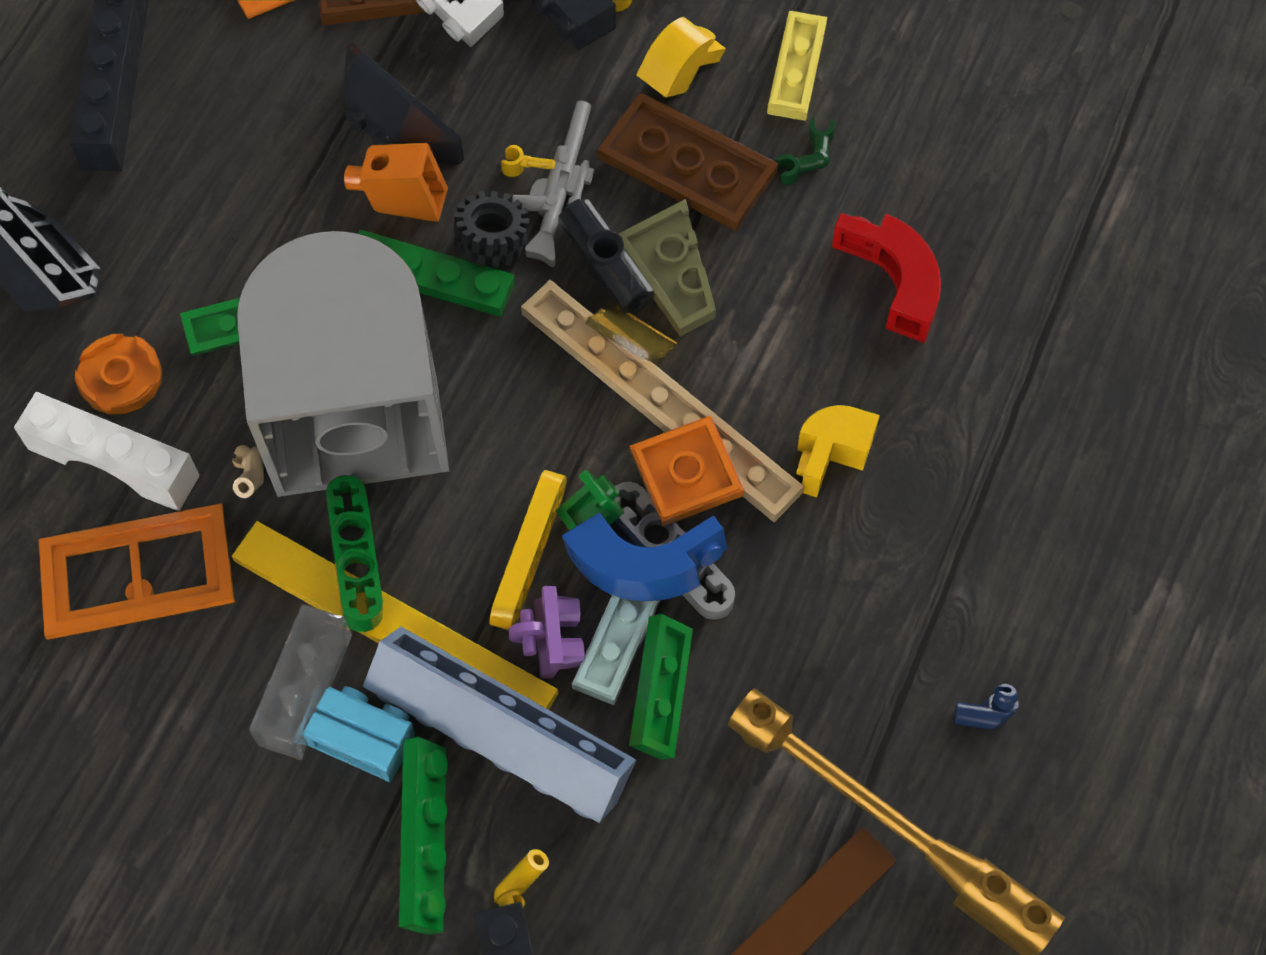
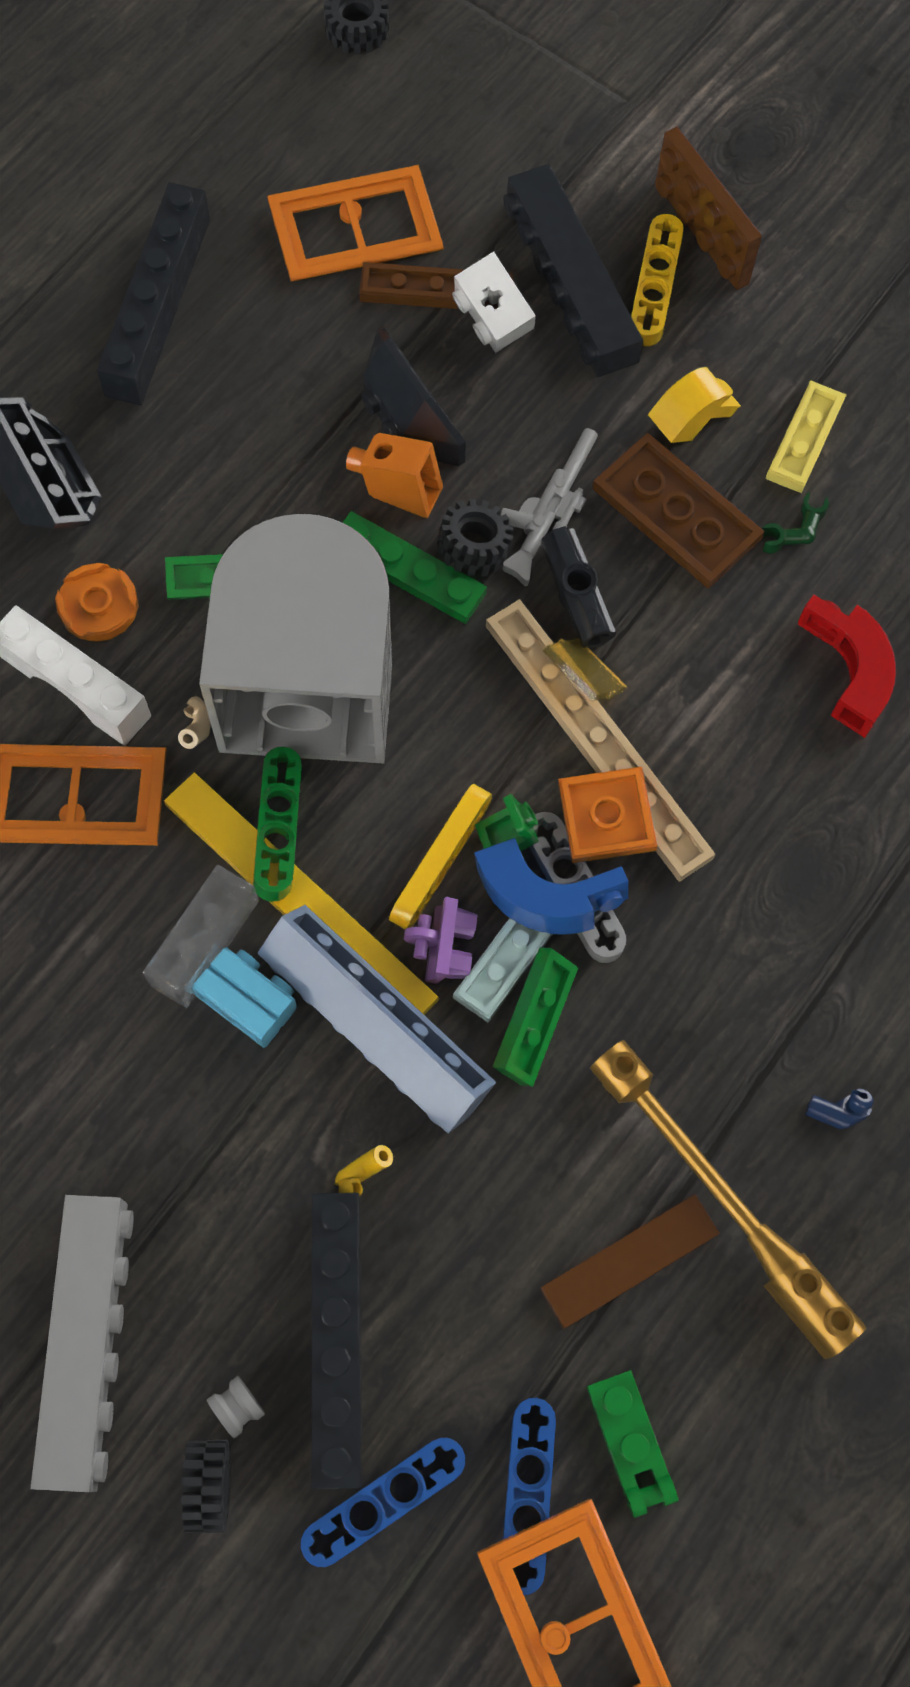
camera: 10 degrees right, 5 degrees up
(423, 837) = (282, 1107): green plate -> none
(516, 167) = (513, 481): yellow hand -> none
(670, 262) = (638, 607): olive wing -> none
(834, 435) = (755, 810): yellow brick -> none

